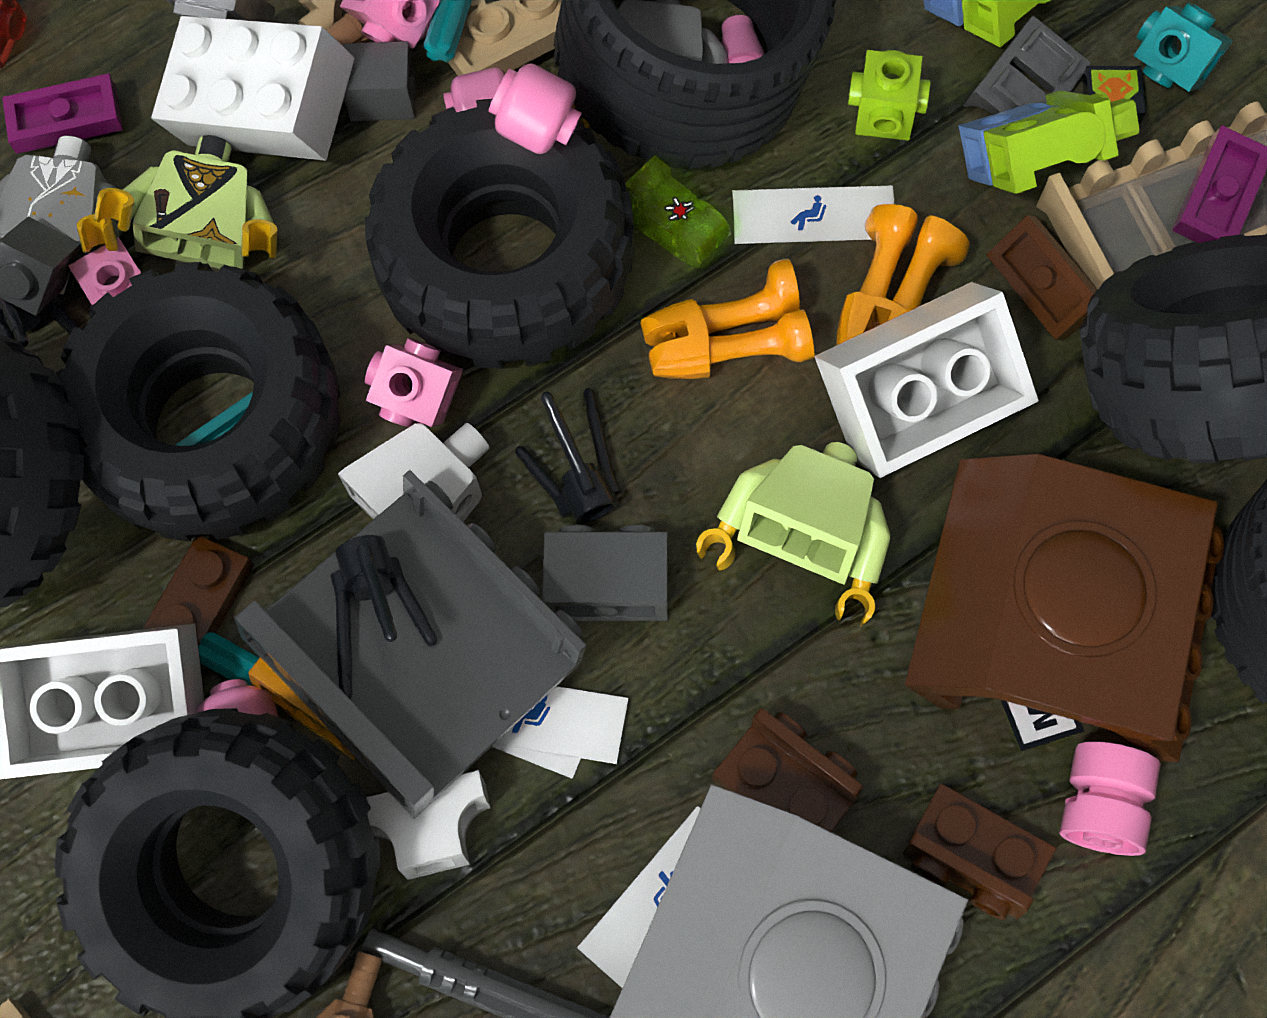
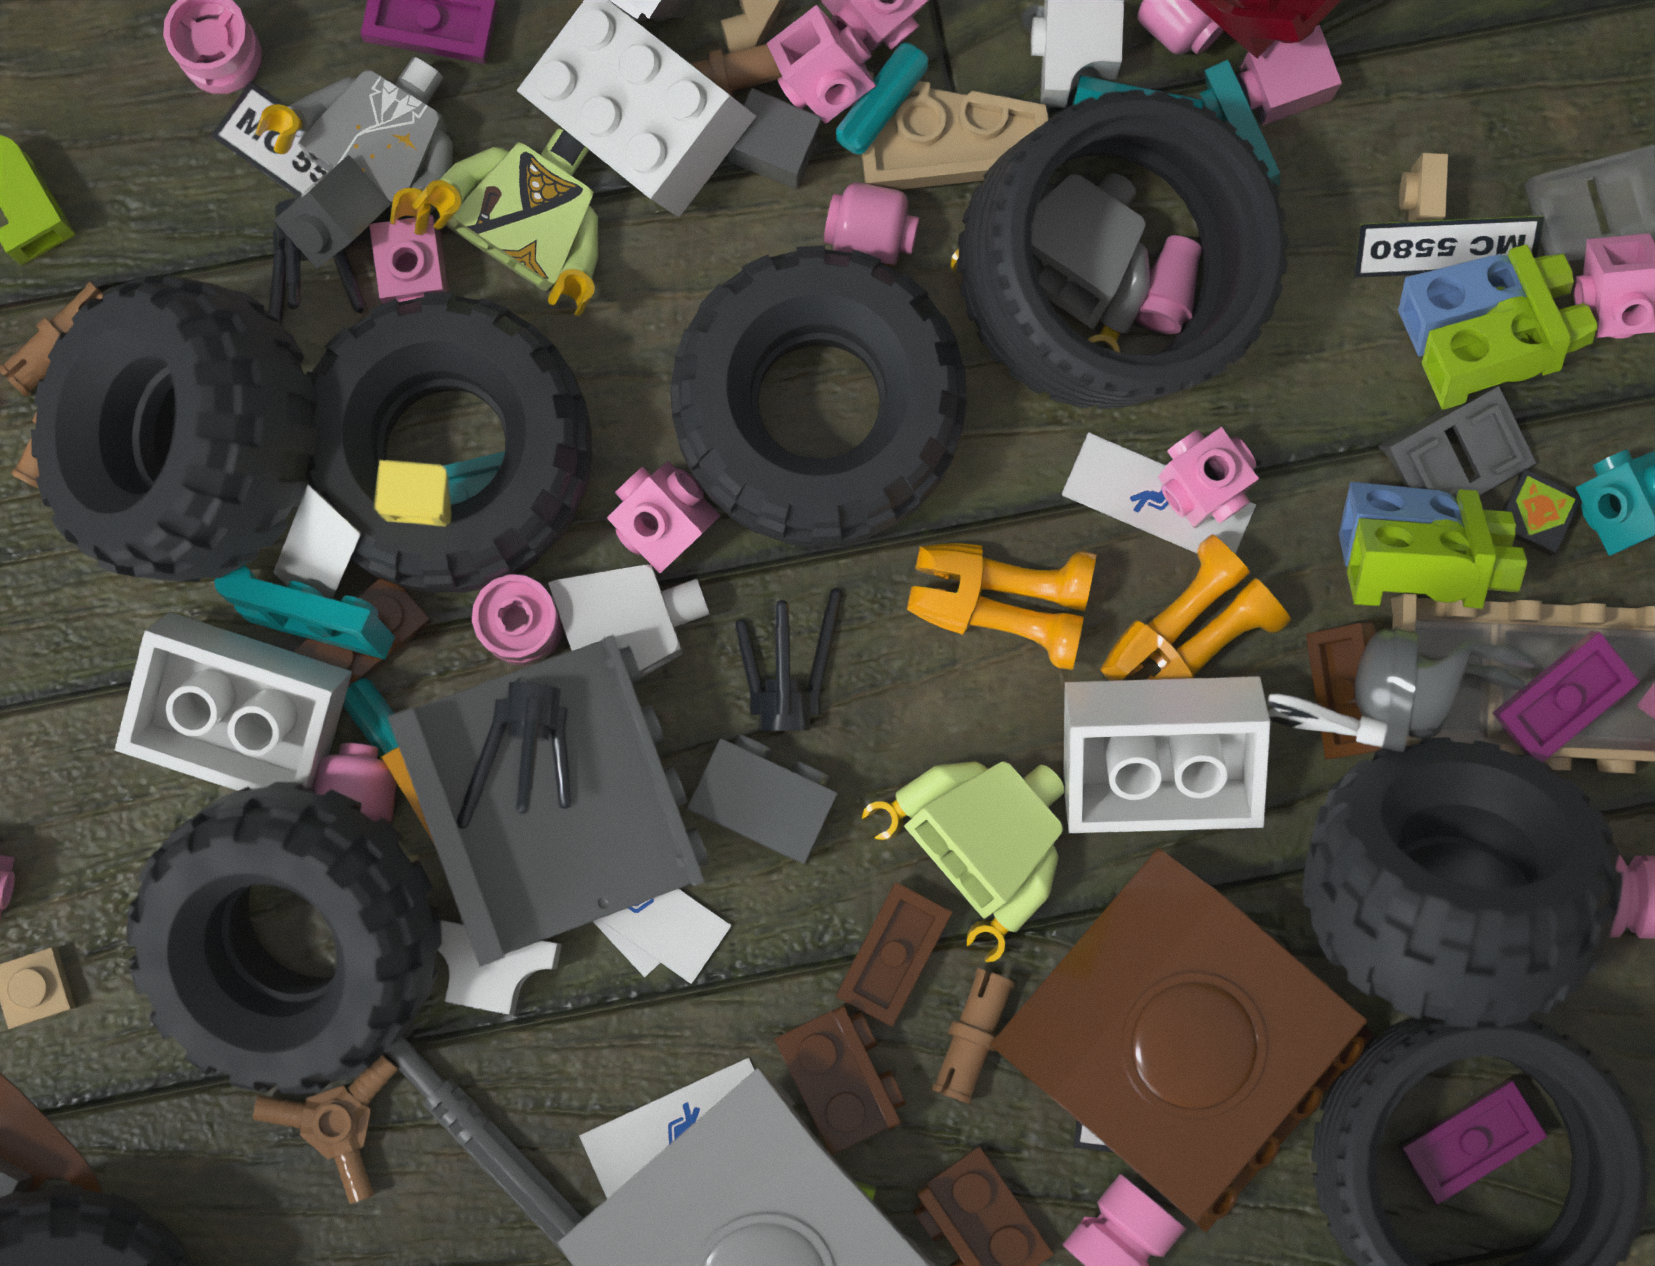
camera: 20 degrees right, 15 degrees up
(120, 529) = (317, 546): none -> white sticker
(132, 590) = (307, 613): none -> teal plate
(179, 416) = (413, 493): none -> light yellow slope
(320, 513) = (517, 620): none -> bright pink wheel
(535, 108) = (899, 312): bright pink head -> none
(674, 215) = (1010, 443): clear neon green leg -> none
(781, 652) = (893, 954): none -> reddish brown plate
(845, 169) = (1195, 494): none -> bright pink brick
(885, 691) = (973, 1036): none -> medium nougat pin
(888, 94) = (1284, 428): lime brick -> none
(1090, 229) = (1402, 690): none -> dark grey hair

